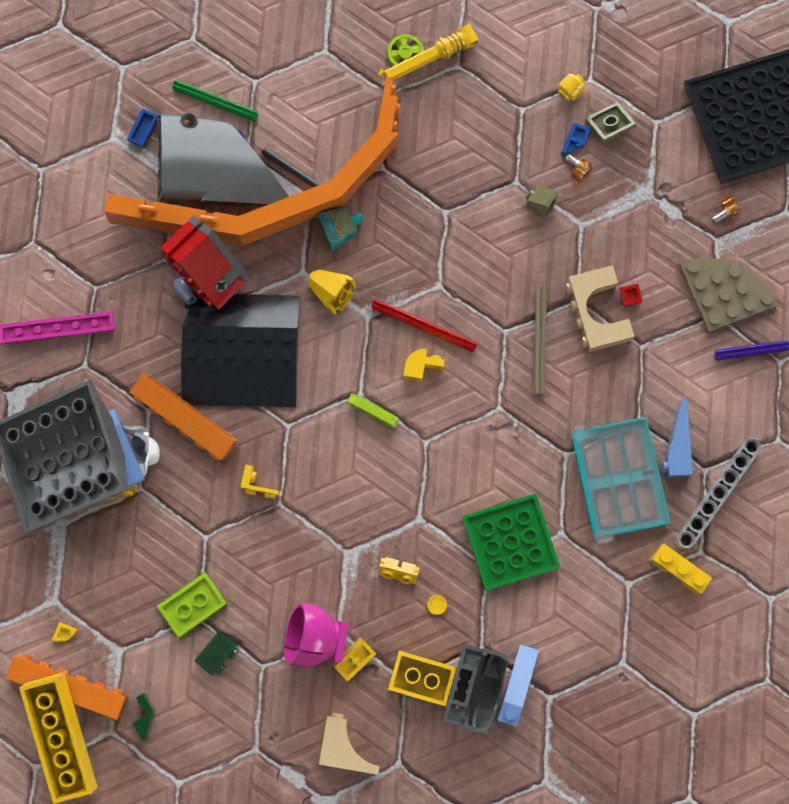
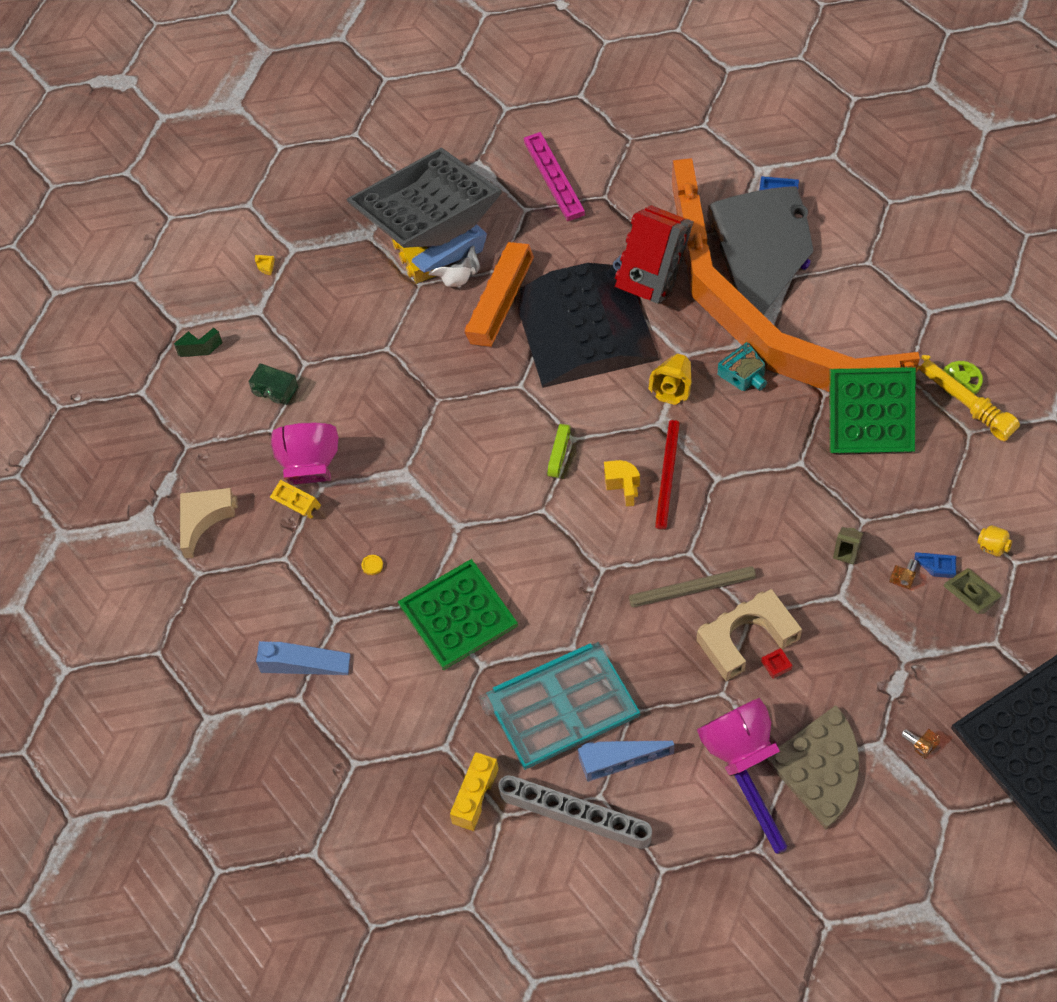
camera: 80 degrees right, 20 degrees down
(58, 738) = (161, 276): yellow brick -> none
(83, 693) = (213, 278): orange brick -> none
(192, 605) = (316, 355): lime tile -> none
(215, 100) = (833, 235): green axle -> none
(249, 477) = (451, 362): yellow bracket -> none
(292, 169) = (791, 309): pearl dark grey bar -> none
(389, 569) = (395, 524): yellow hinge -> none
(422, 678) = (288, 564): yellow brick -> none
(425, 135) = (872, 409): none -> green plate
(476, 689) = (288, 612): dark grey piece -> none
(695, 344) = (740, 736): none -> dark pink plate

